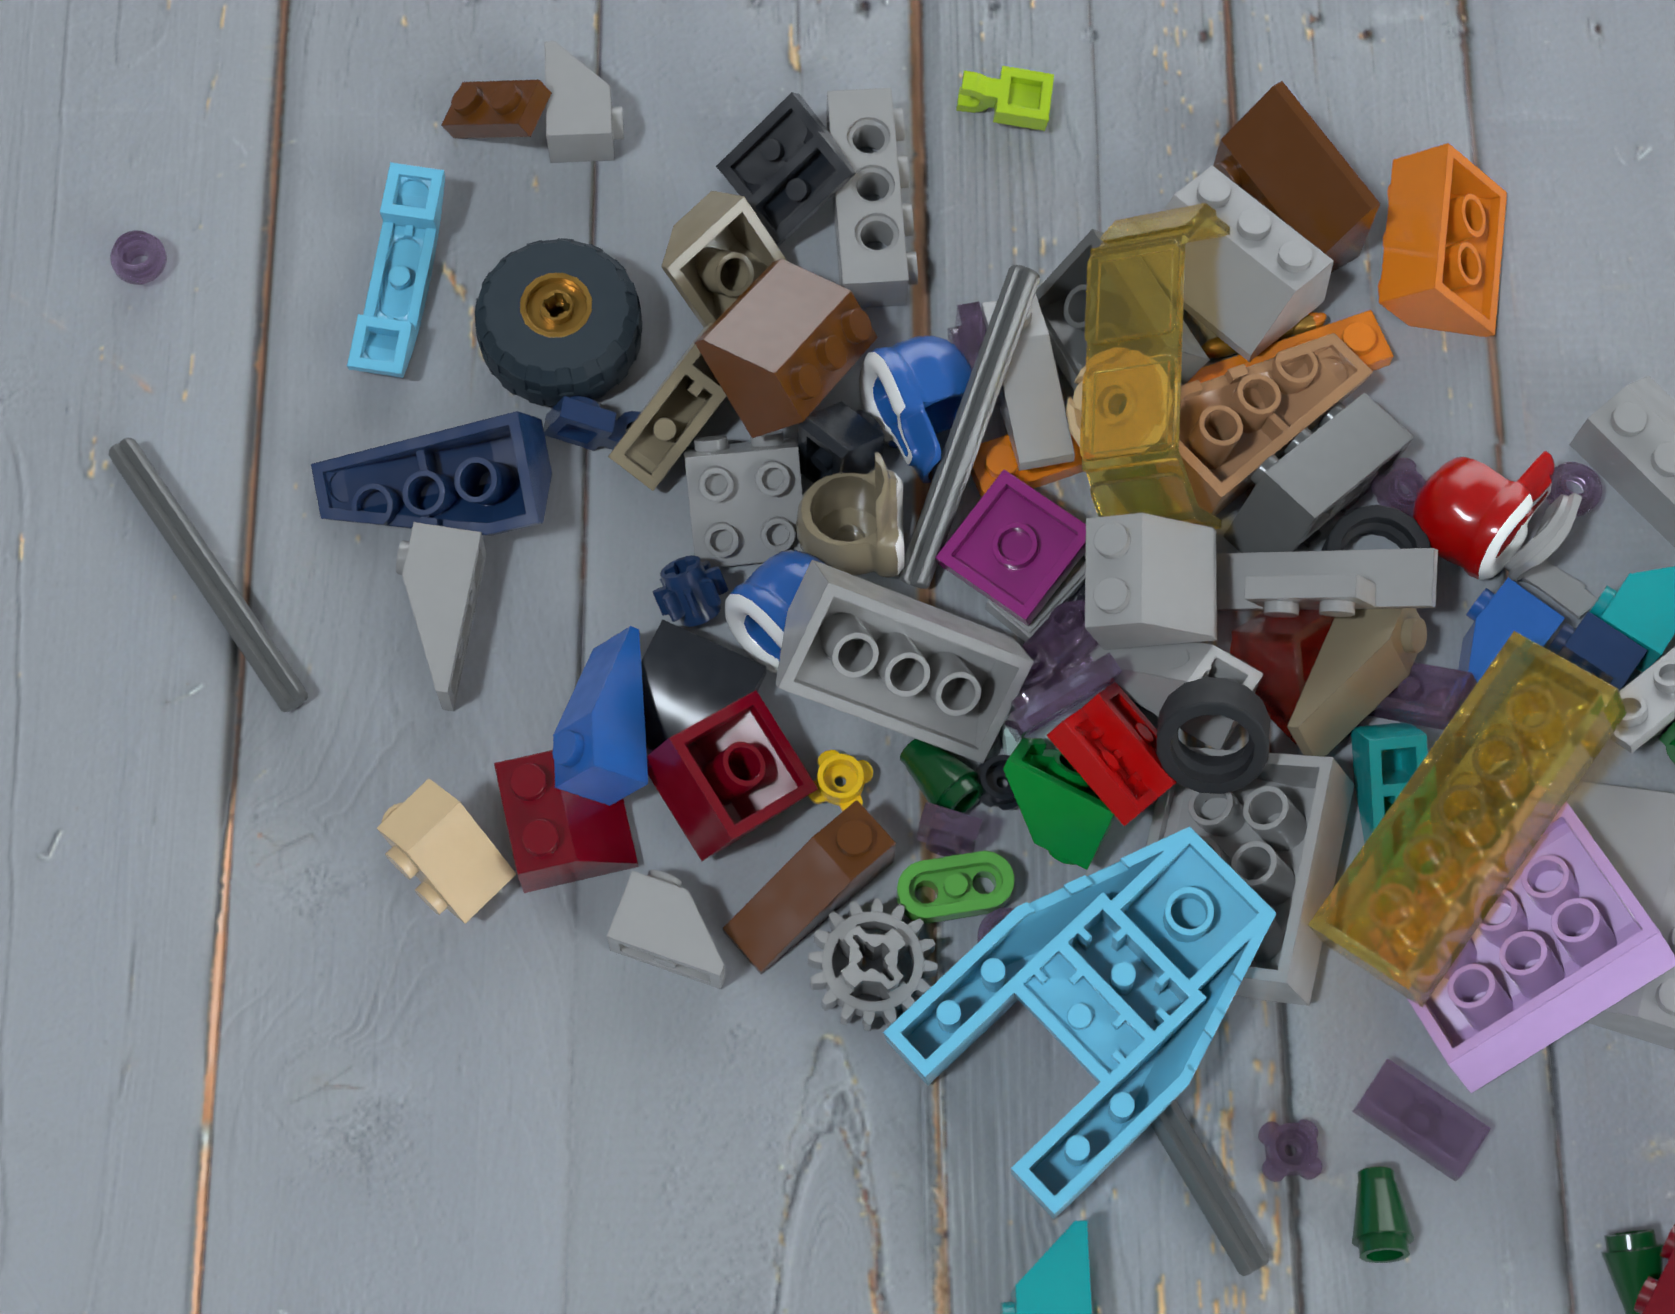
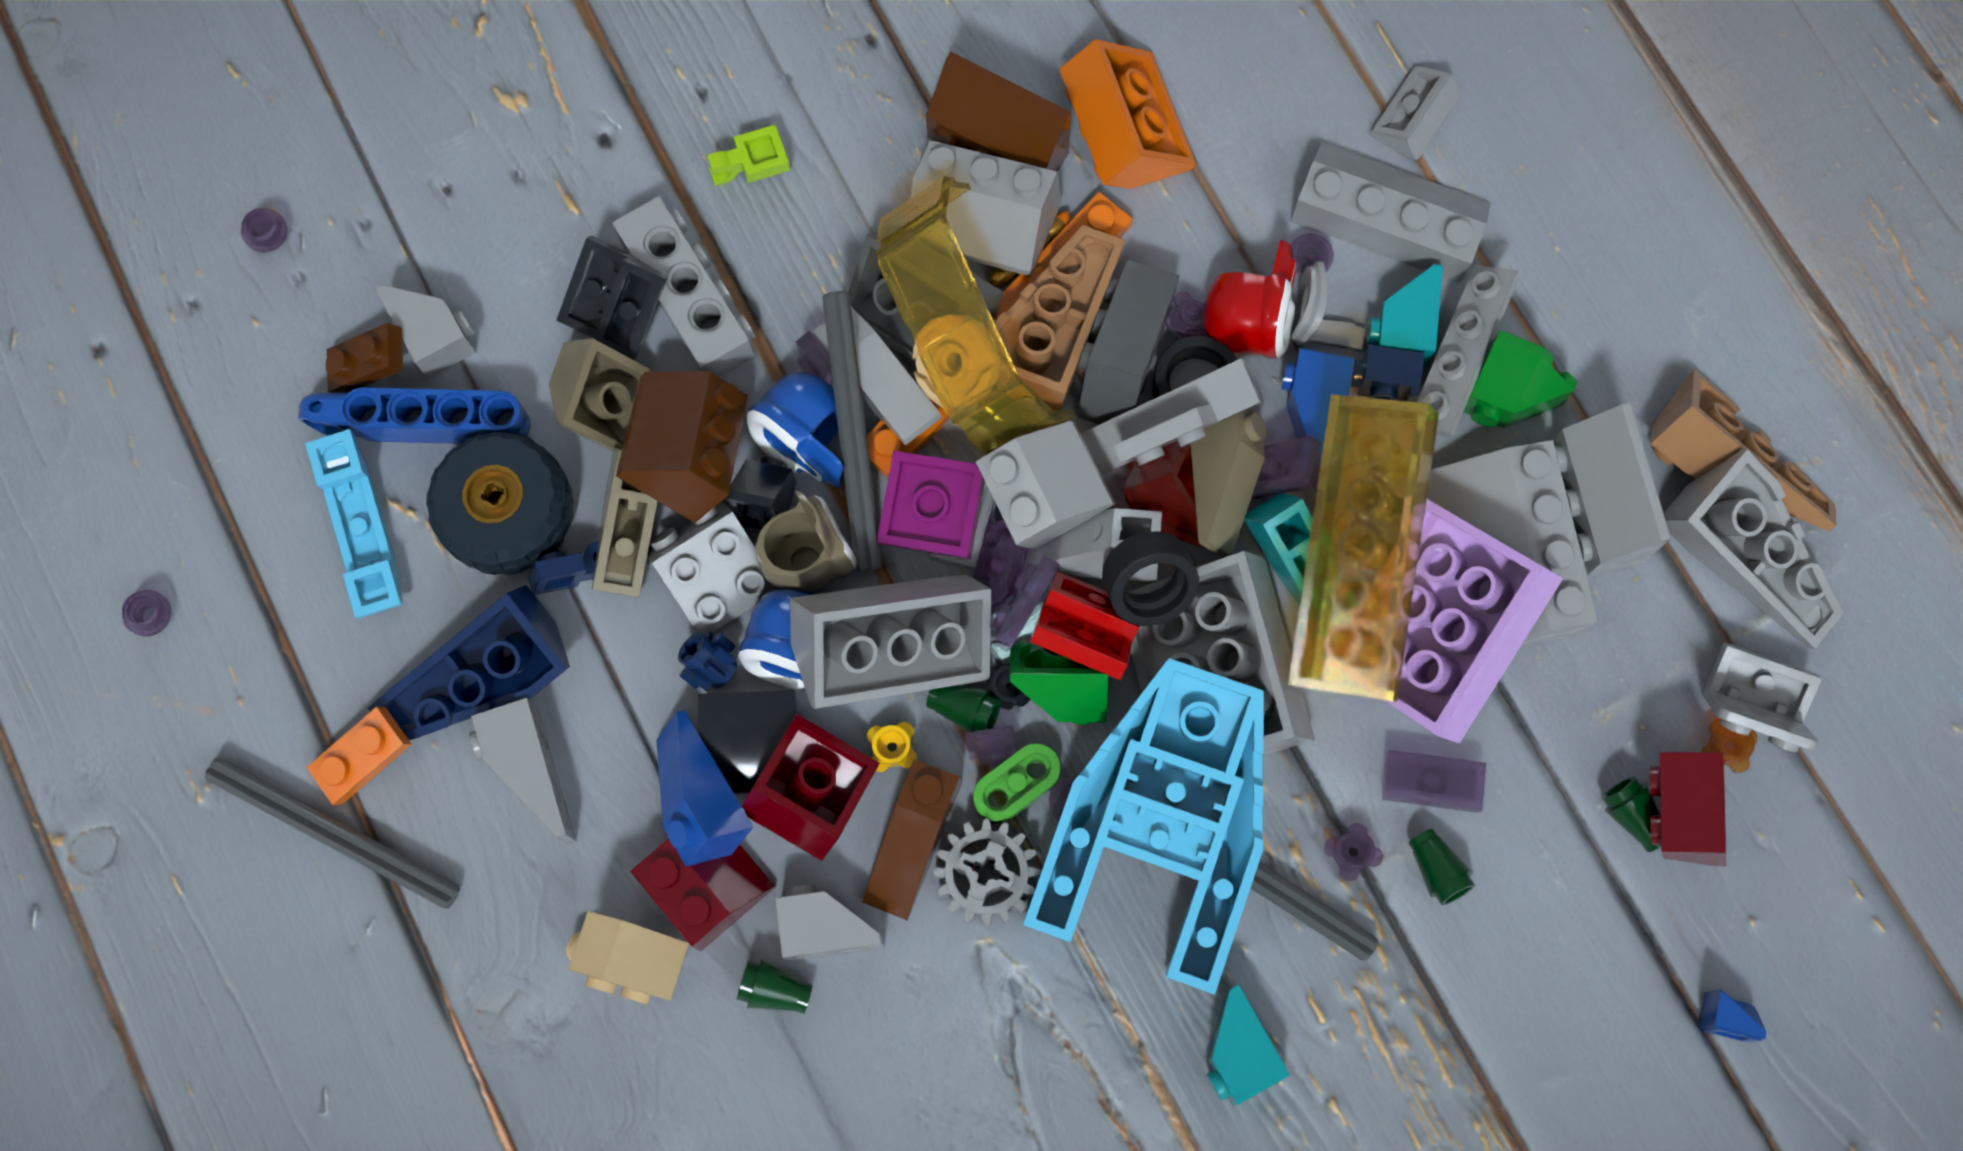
camera: 20 degrees left, 5 degrees up
(276, 508) = (359, 755): none -> orange plate
(504, 170) = (393, 406): none -> blue piece
(579, 968) = (772, 989): none -> dark green cone

